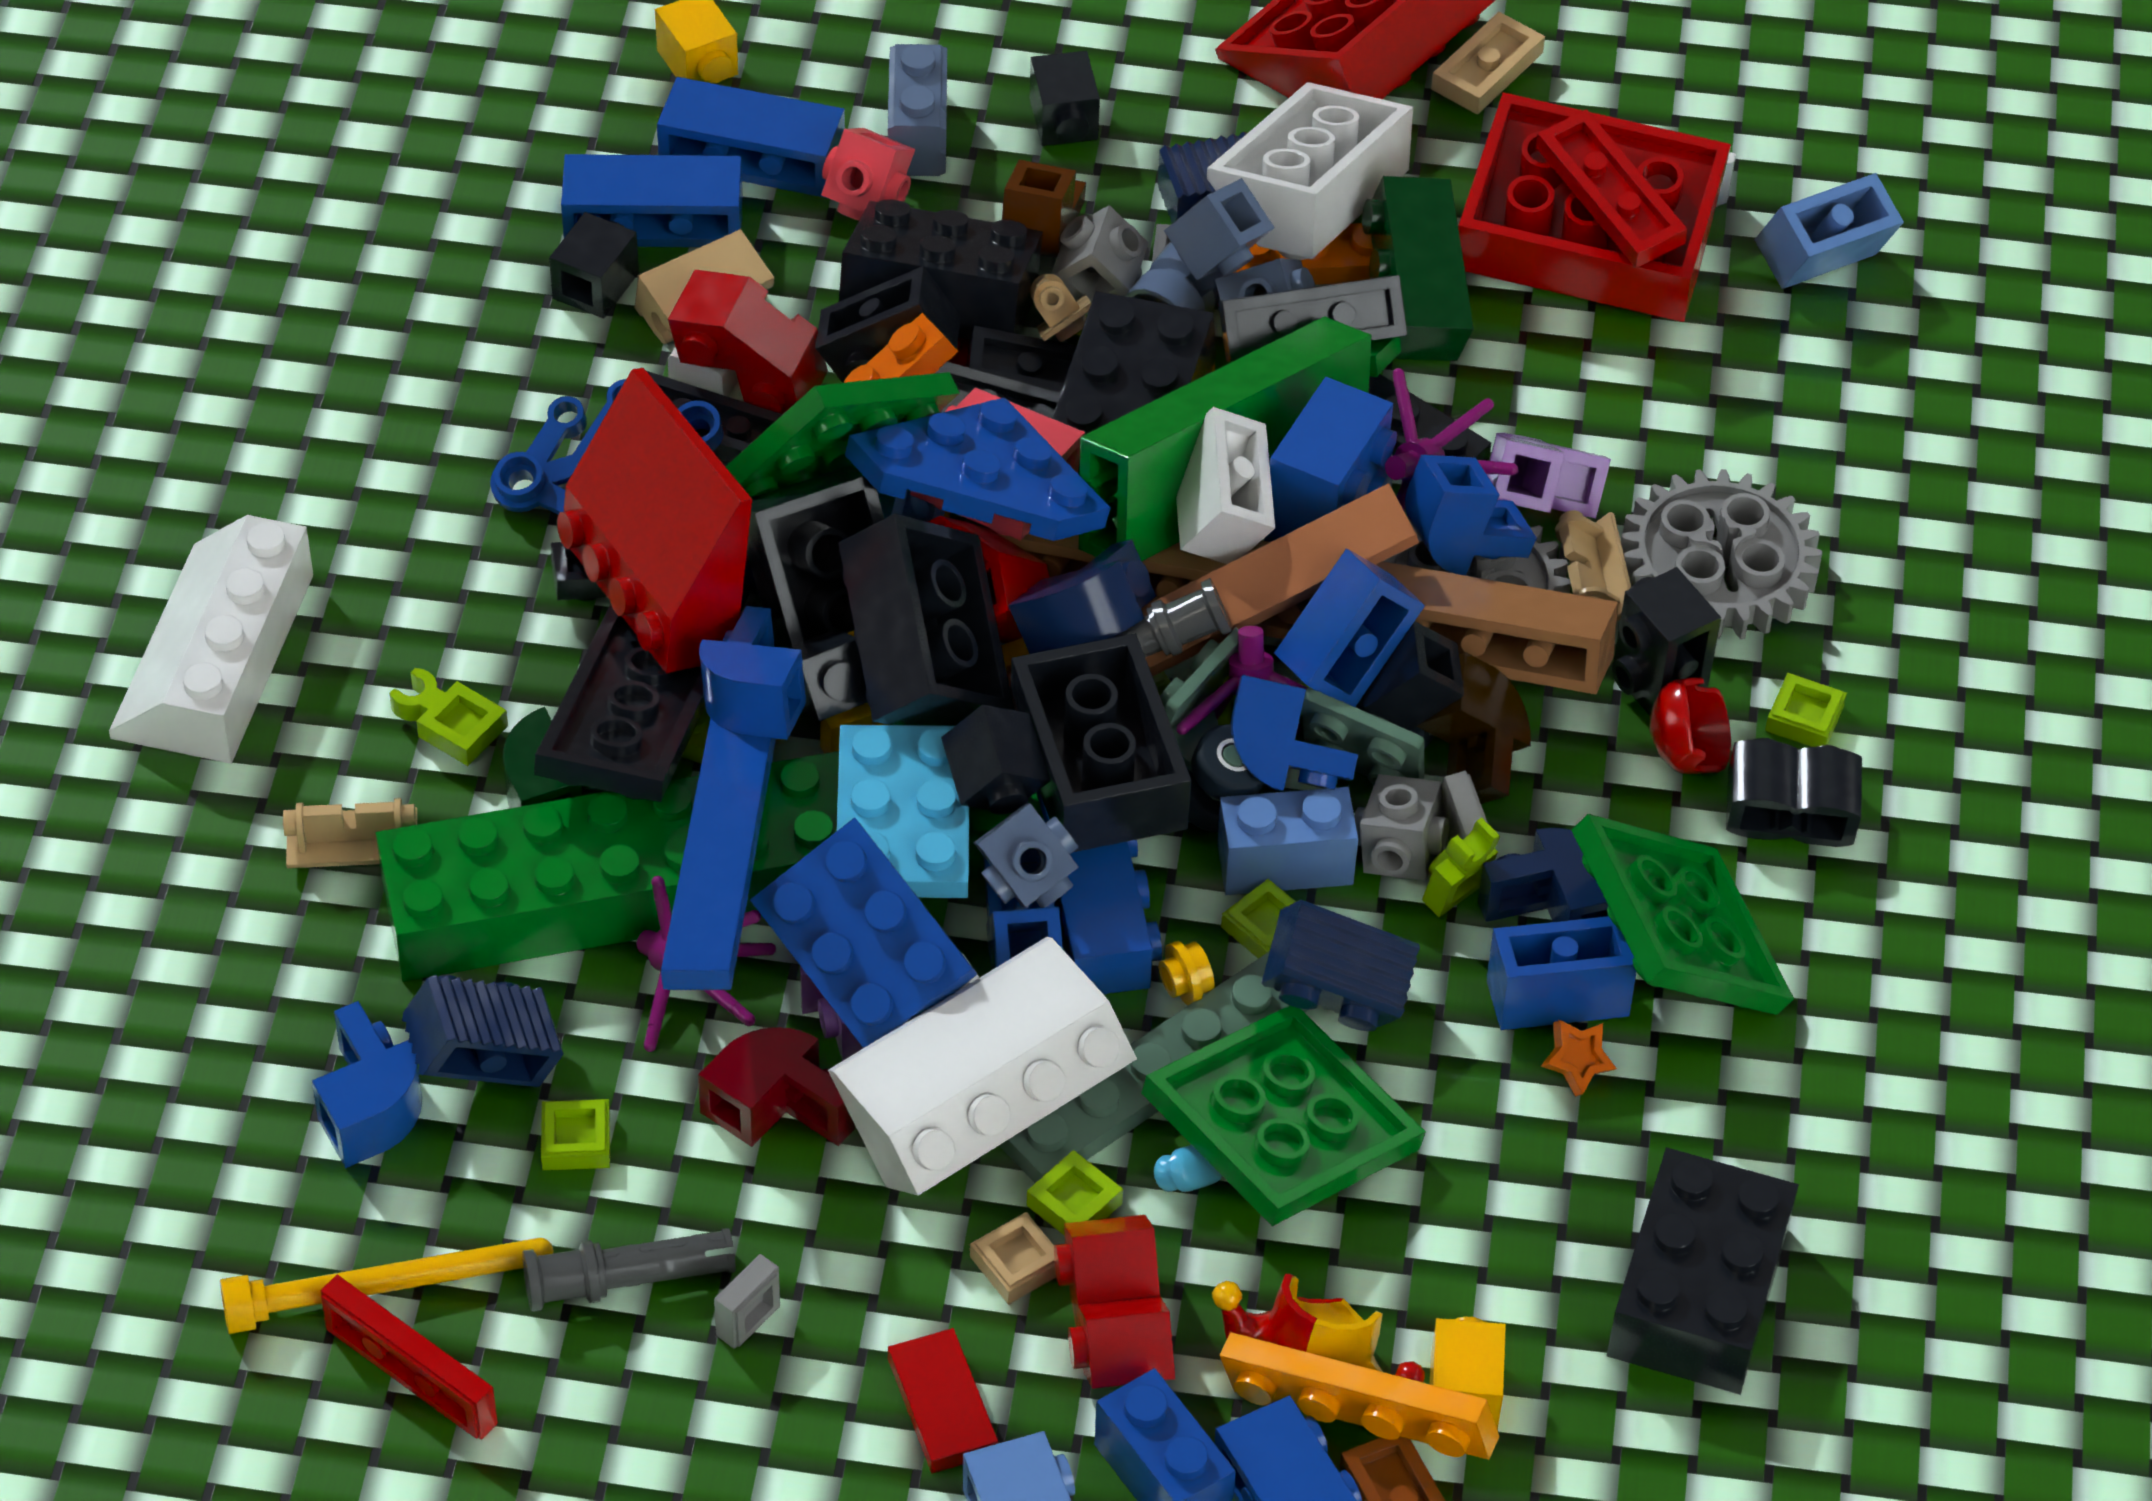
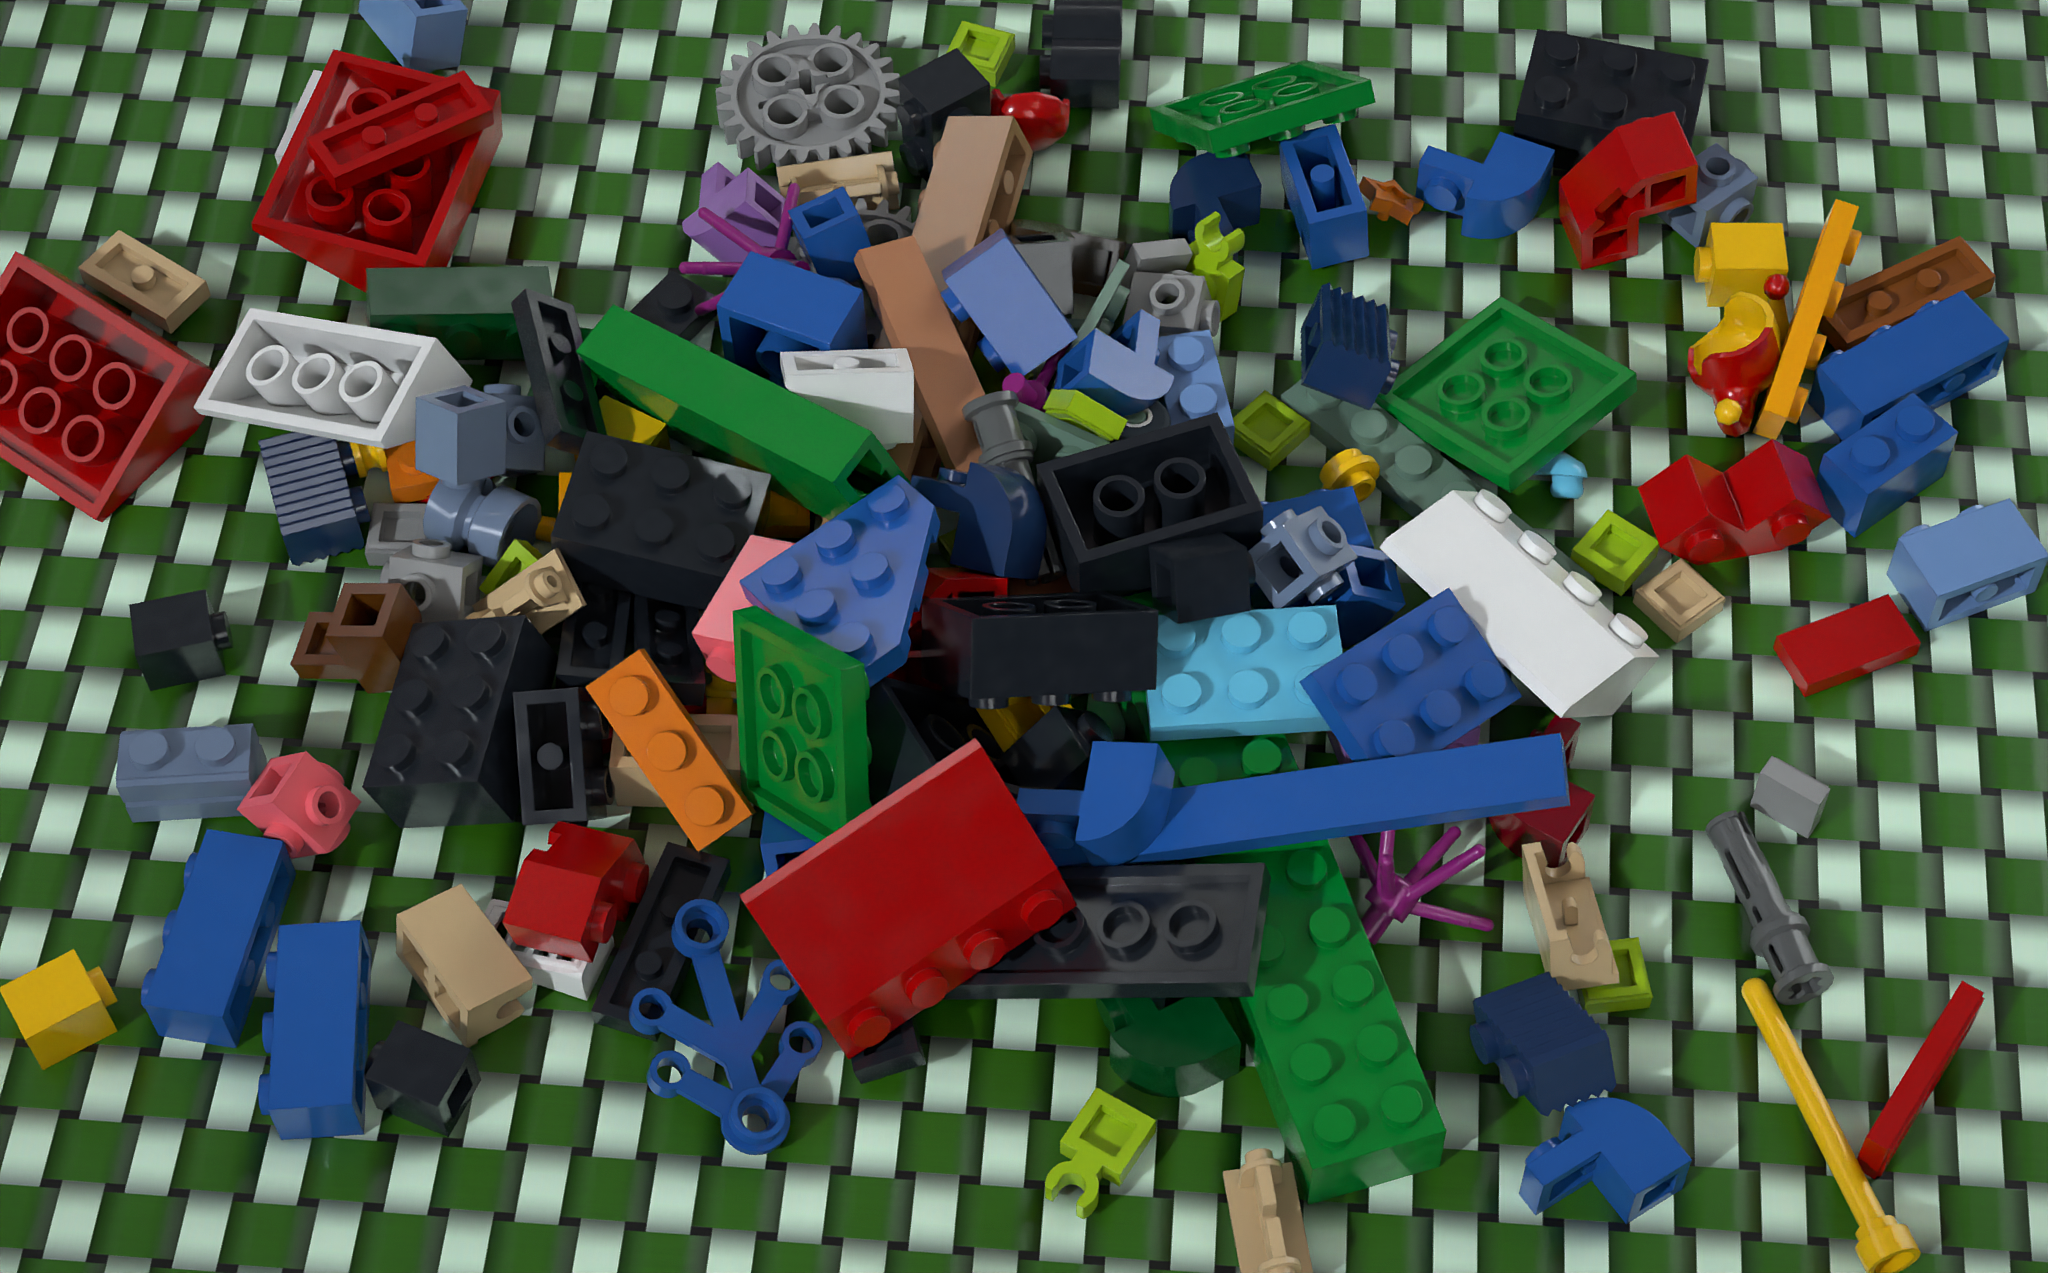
camera: 90 degrees left, 5 degrees up
(624, 1078) = (1567, 920): none -> tan hinge
(1208, 686) = (1084, 413): none -> lime tile
(1551, 1242) = (1626, 177): none -> red brick
(1562, 1344) = (1723, 196): none -> sand blue brick
(1584, 1153) = (1490, 196): none -> blue brick

